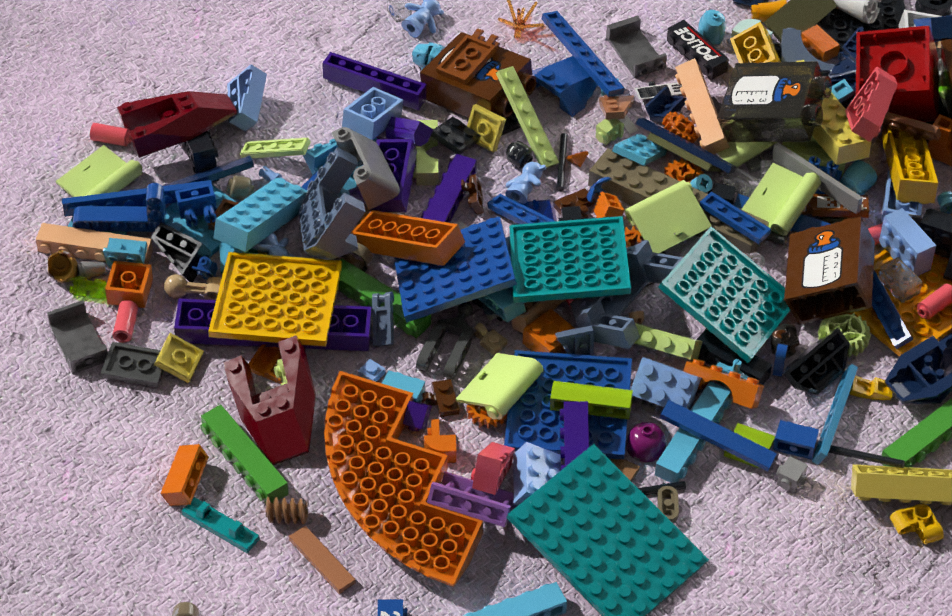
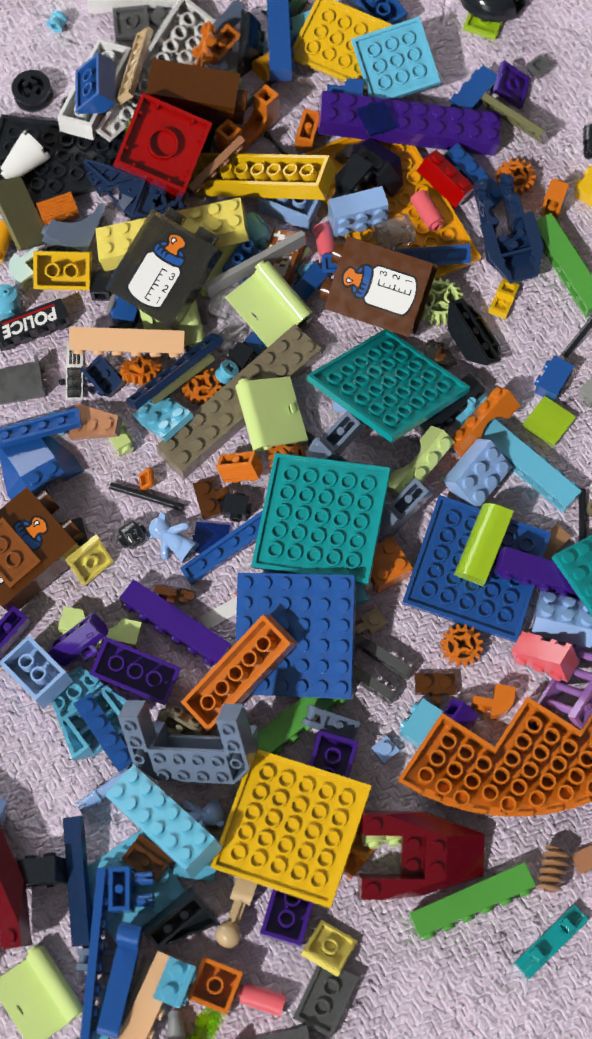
camera: 75 degrees left, 20 degrees up
(184, 475) = (489, 968): orange brick -> none
(206, 268) = (219, 896): blue hinge -> none
(240, 187) = (99, 838): dark tan head -> none
(275, 148) = (56, 788): yellowish green tile -> none
(375, 176) = (135, 682): light grey windscreen -> none
(455, 135) = (92, 592): black plate -> none
(501, 383) = (446, 624): yellowish green door -> none
(527, 117) = (96, 512): yellowish green plate -> none
(577, 341) = (406, 535): sand blue wing -> none
(597, 188) = (204, 470): blue plant -> none
(646, 442) = (530, 508): magenta cylinder -> none
(718, 435) = (545, 444): blue tile -> none
(735, 217) = (290, 351): blue plate -> none
(780, 360) = (464, 363): blue beam -> none
(834, 414) = (529, 335): dark azure tile -> none
(842, 91) = (159, 202): medium azure plate -> none
(871, 104) = (212, 181): coral brick -> none

